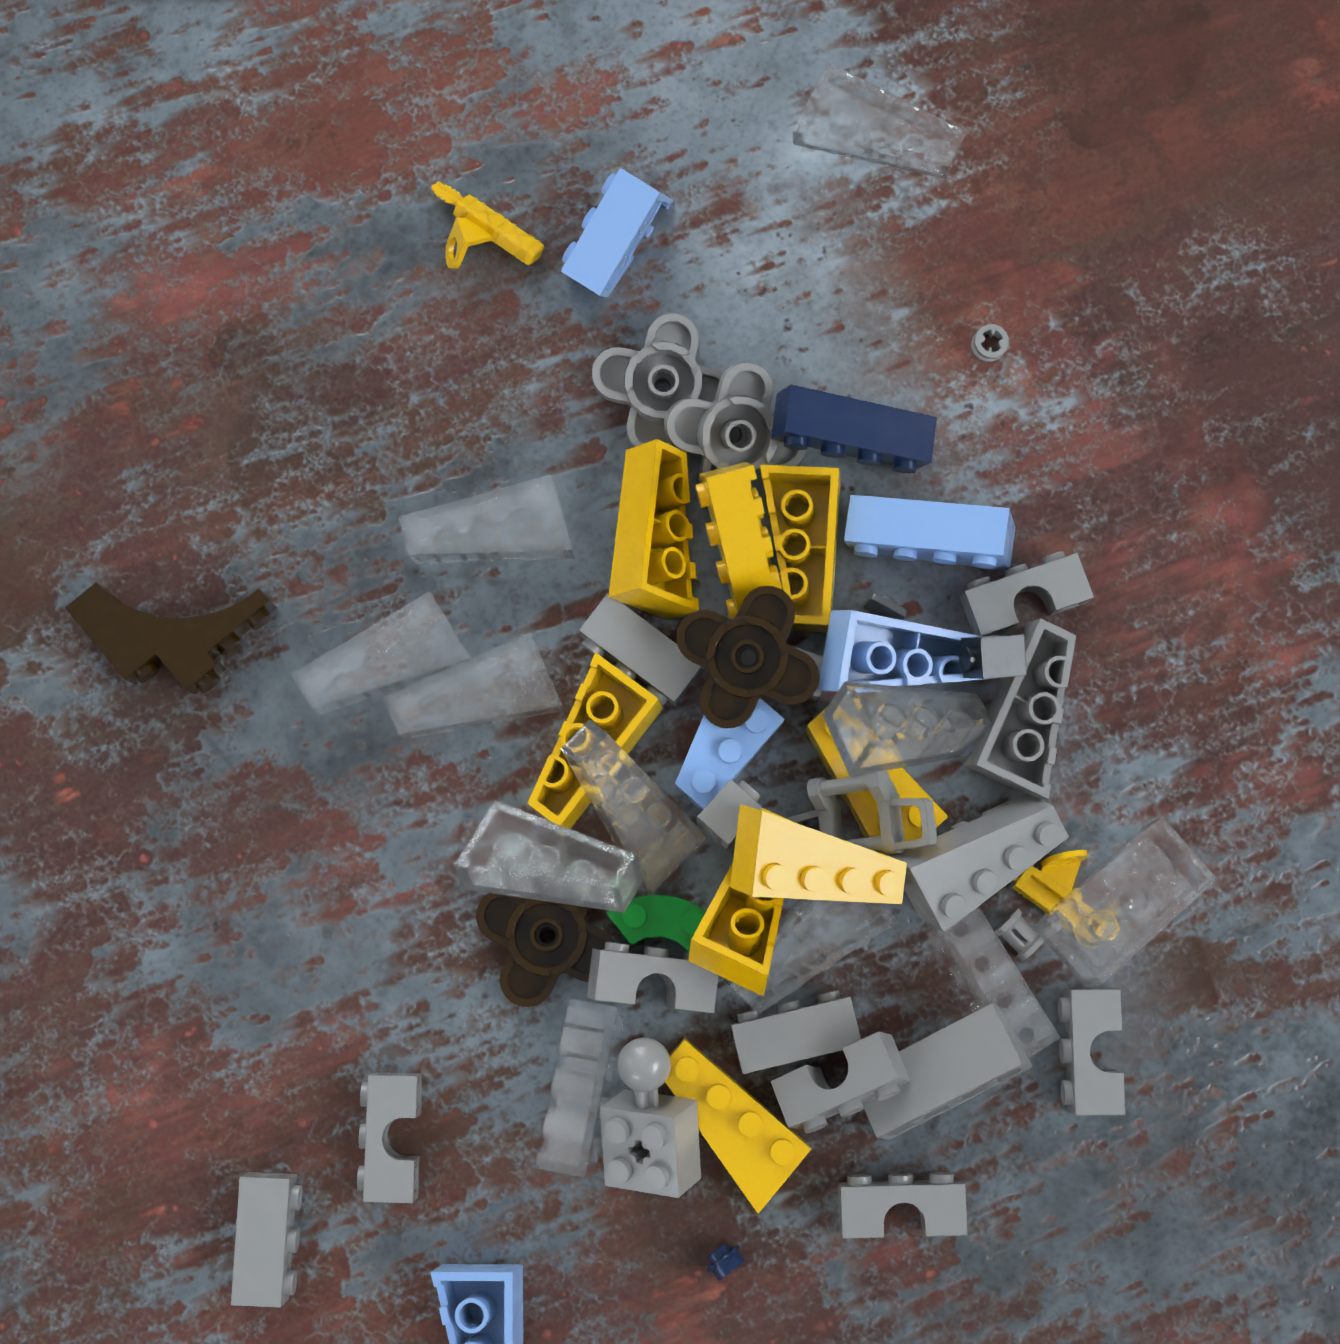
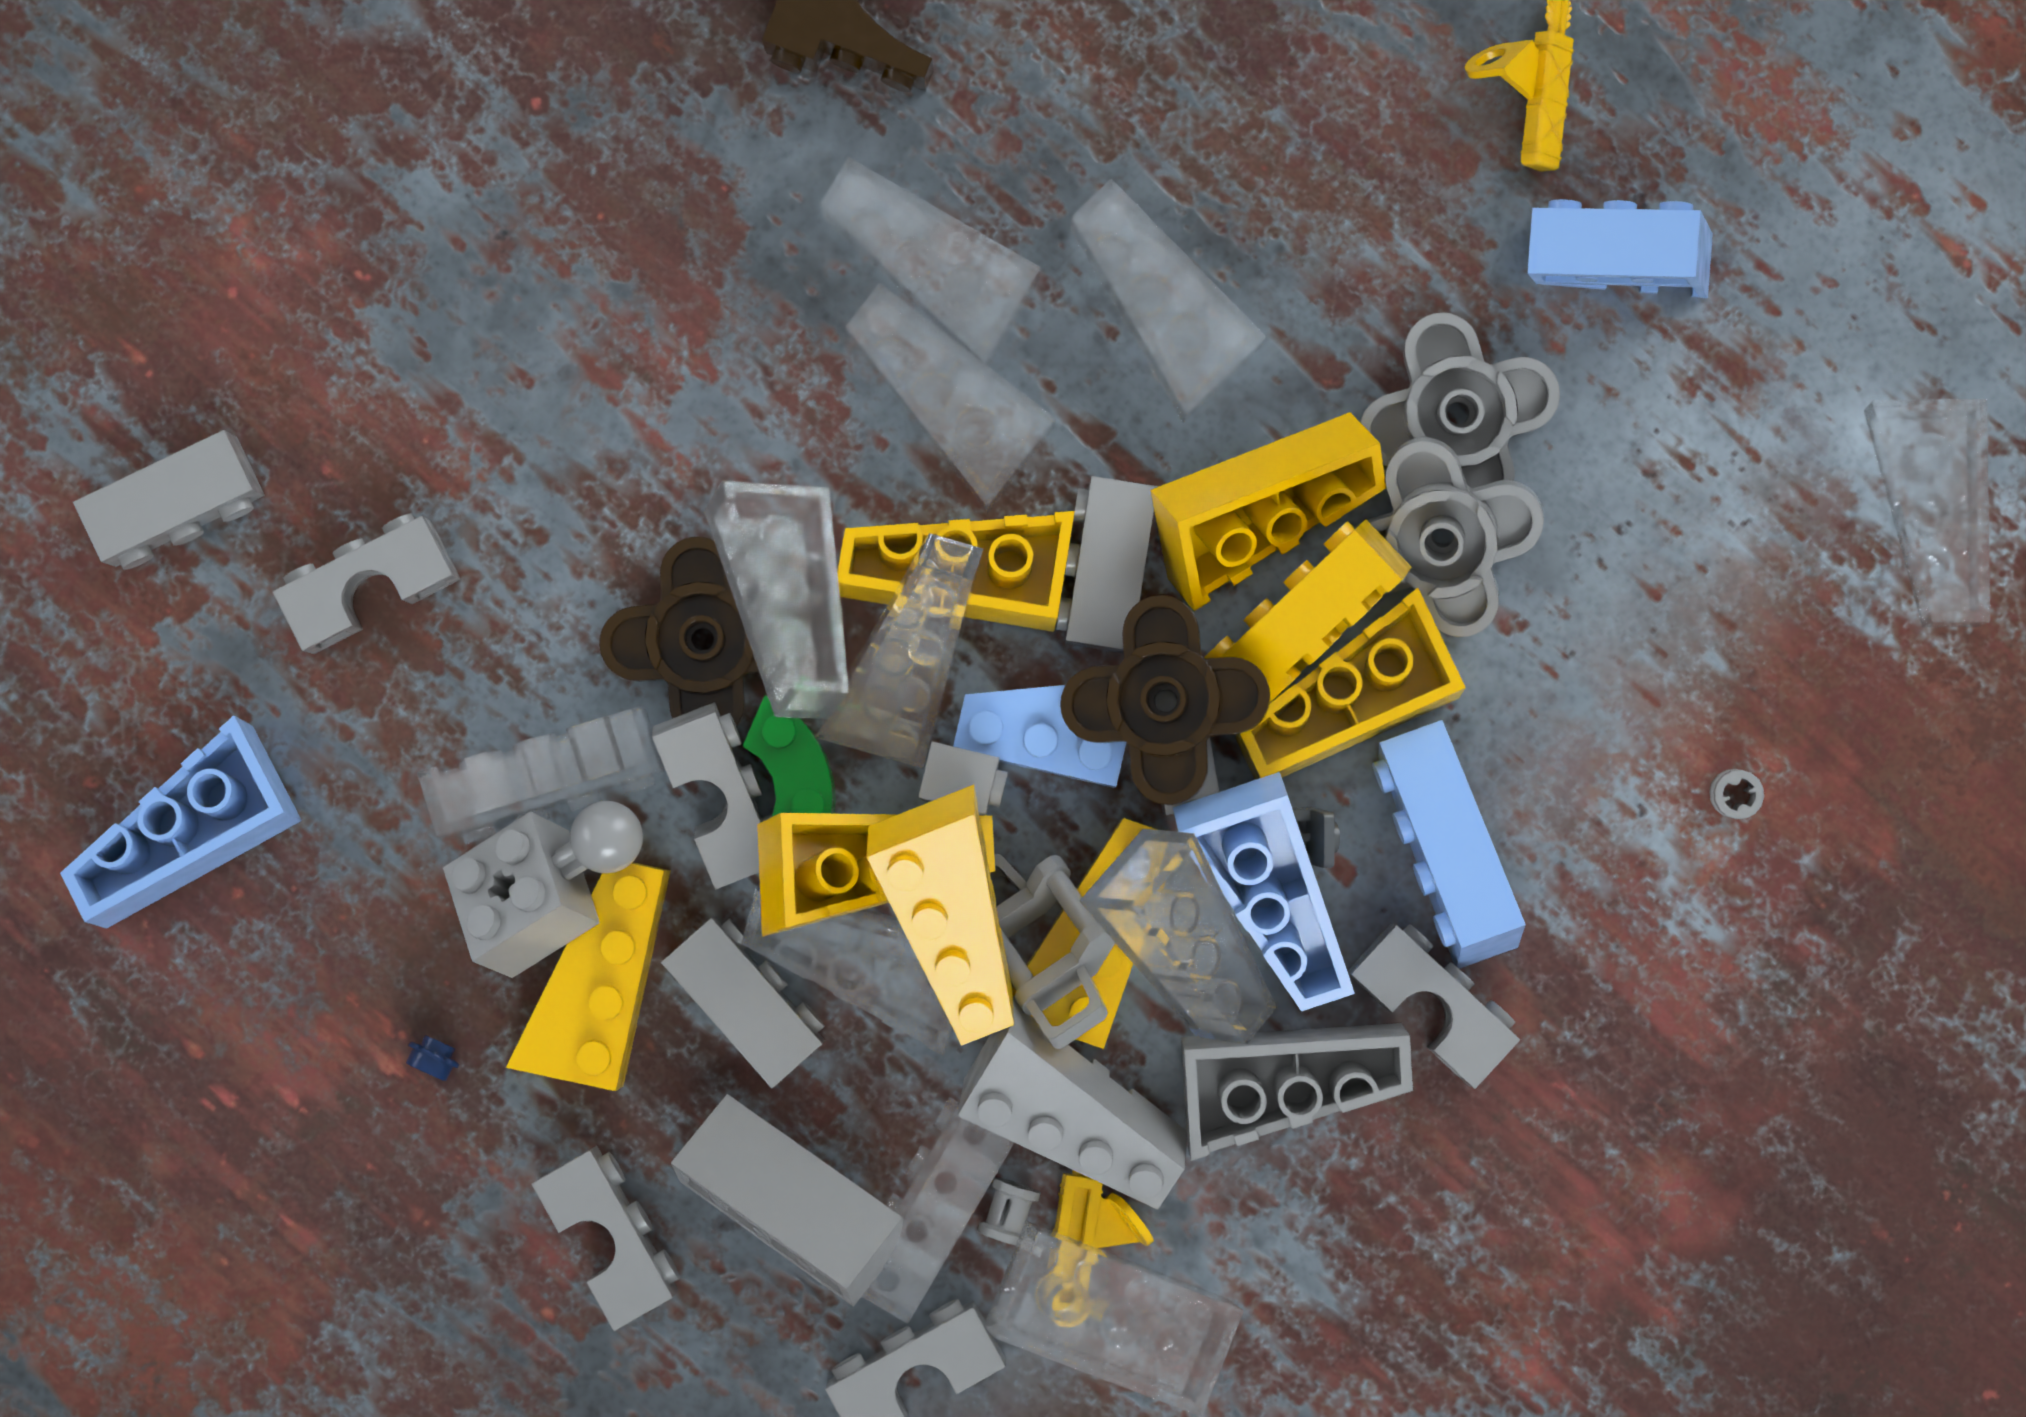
camera: 55 degrees right, 5 degrees up
(853, 429) = (1527, 680): dark blue brick -> none
(873, 1071) = (746, 1116): light grey arch -> none
(993, 656) = (1328, 1000): brick -> none

